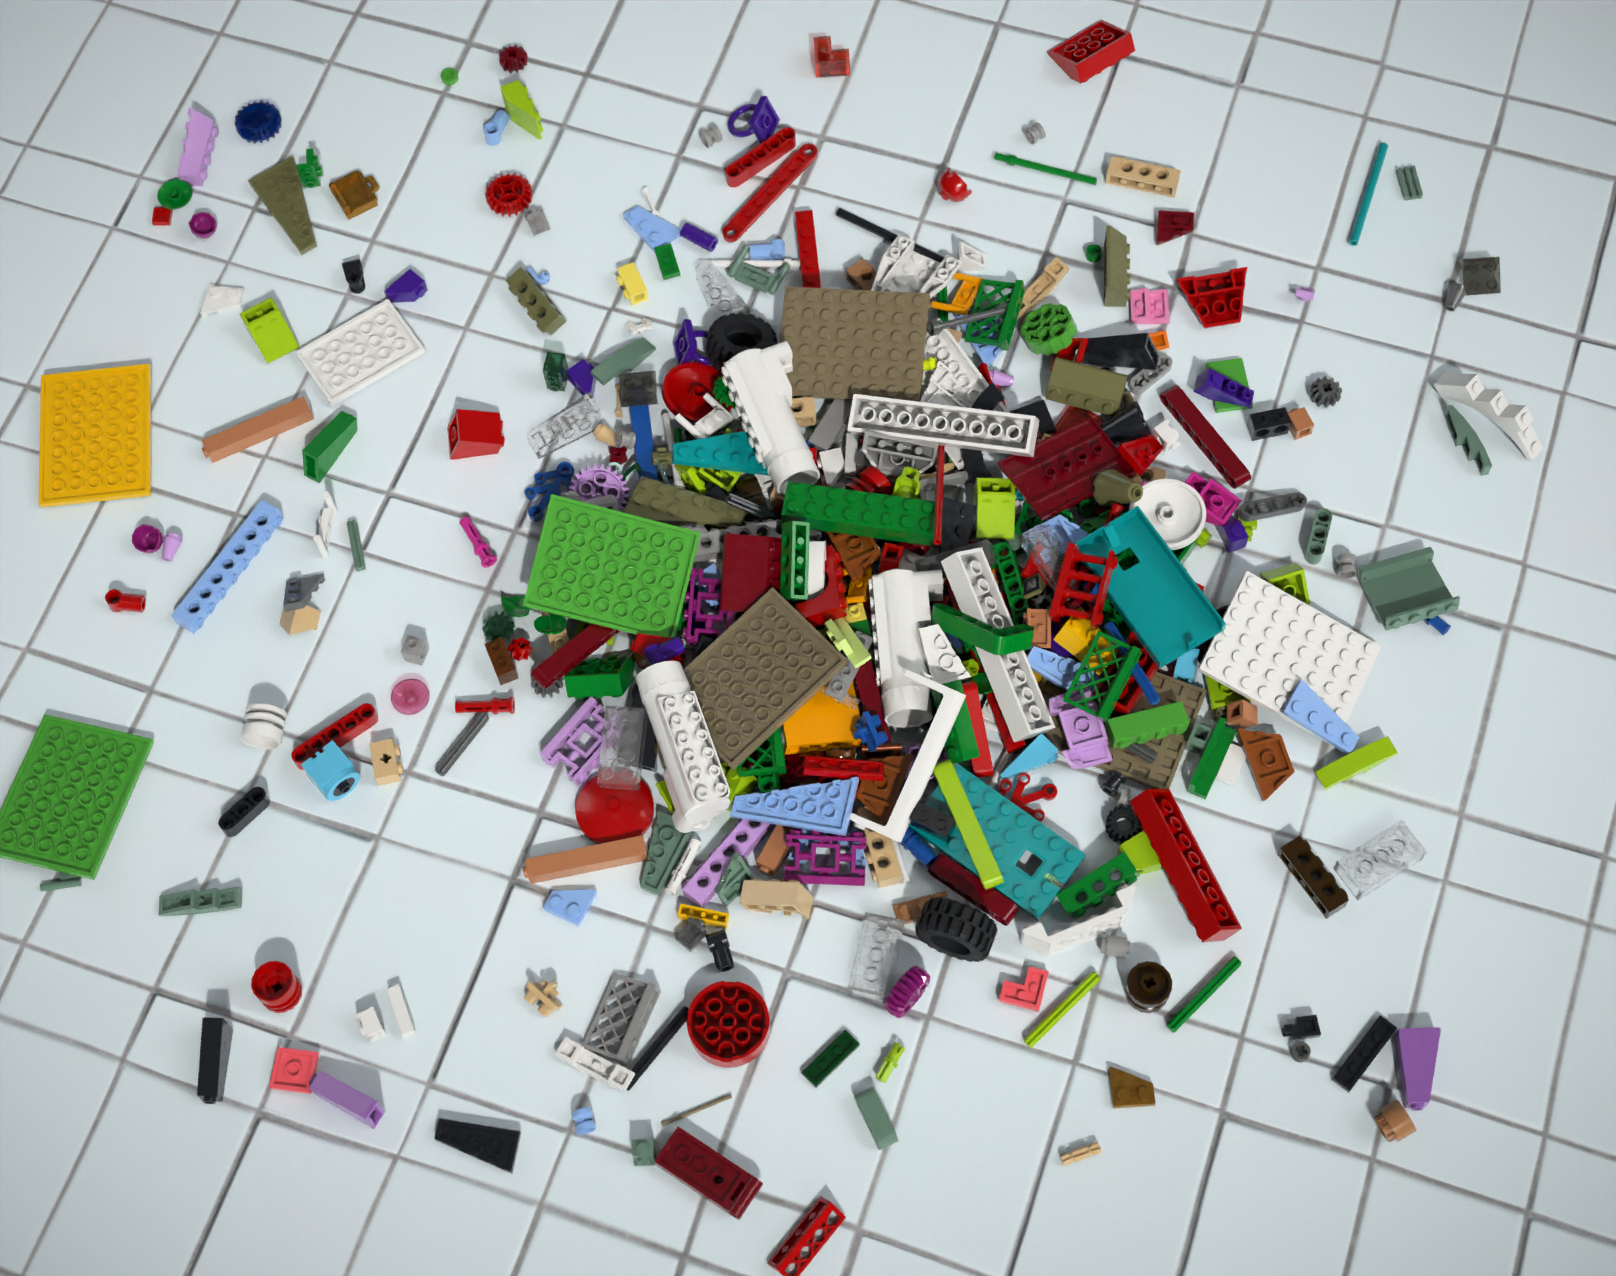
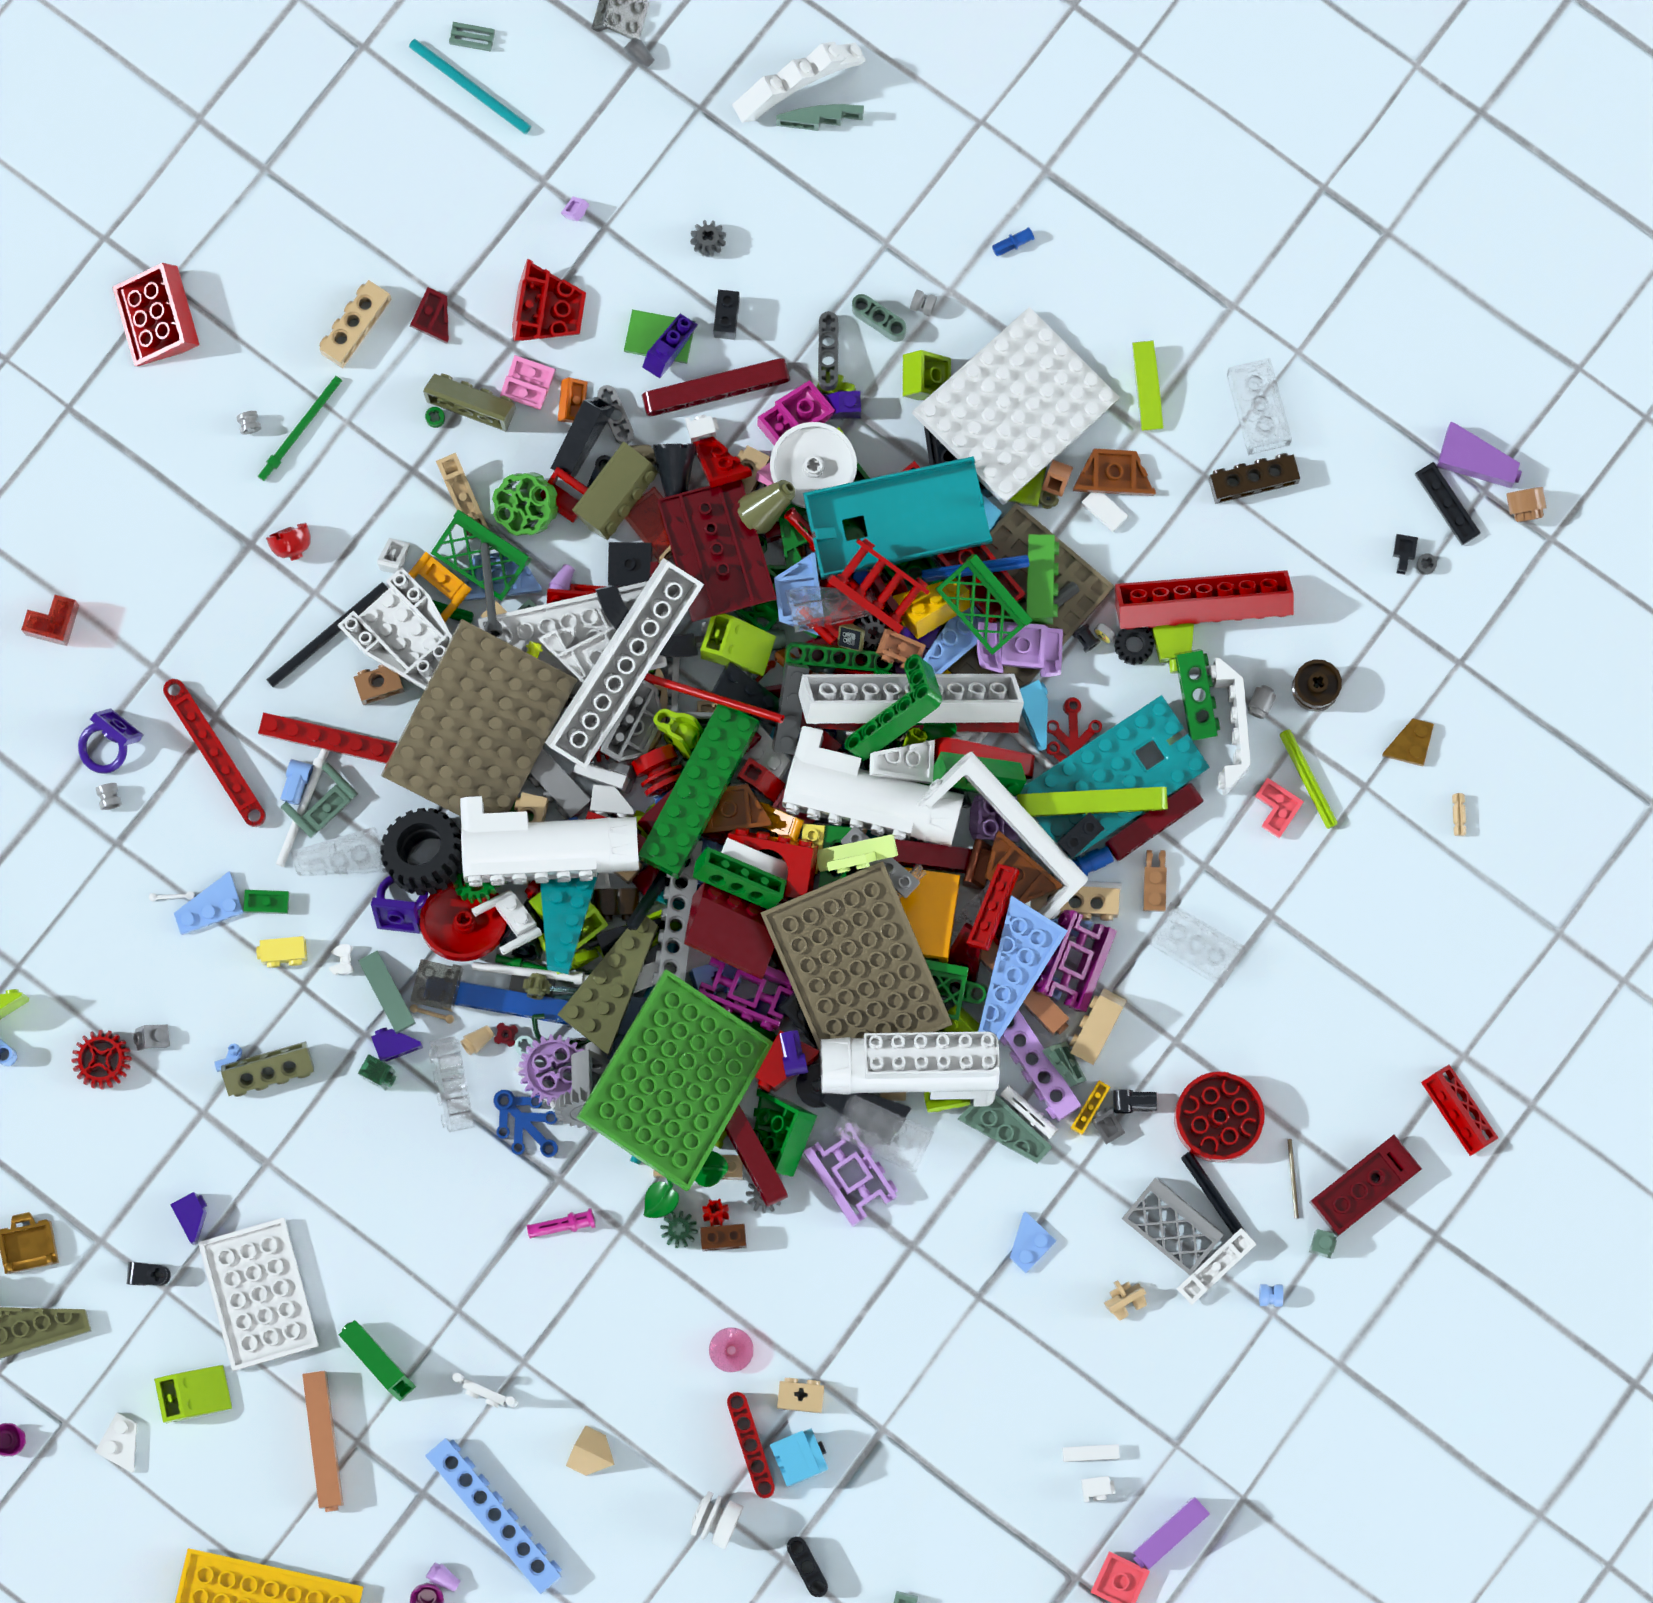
camera: 75 degrees left, 15 degrees up
(276, 977) = (1014, 1581): red wheel -> none
(299, 591) = (560, 1439): dark grey wing -> none
(356, 546) = (516, 1363): sand green axle -> none
(414, 650) = (676, 1329): light grey brick -> none
(463, 742) = (805, 1308): dark grey axle -> none
(474, 434) = (423, 1189): red slope -> none
(482, 1142) = (1262, 1400): black wing -> none
(494, 705) = (773, 1260): red pin -> none
(585, 859) = (987, 1212): nougat brick -> none
(613, 813) = (946, 1170): red dish -> none
(625, 439) = (494, 1020): light grey wheel -> none
(698, 237) = (247, 854): dark purple axle -> none
(760, 157) = (154, 740): red beam -> none
(830, 1058) = (1284, 1026): dark green tile -> none
(840, 753) = (969, 906): reddish brown hair -> none
(867, 731) = (957, 868): blue hips -> none
(876, 1118) = (1361, 1001): sand green beam -> none
(890, 1062) = (1308, 968): lime axle -> none
(907, 991) = (1245, 925): magenta gear -> none
(956, 929) = (1203, 853): black tyre -> none
(1196, 745) = (1067, 522): sand green brick -> none
(1211, 760) = (1093, 528): green fence -> none
(1211, 986) = (1338, 633): green axle -> none
(1301, 423) = (736, 280): nougat brick -> none
(1316, 716) = (1090, 404): light blue wing -> none
(1406, 589) = (975, 254): sand green panel -> none

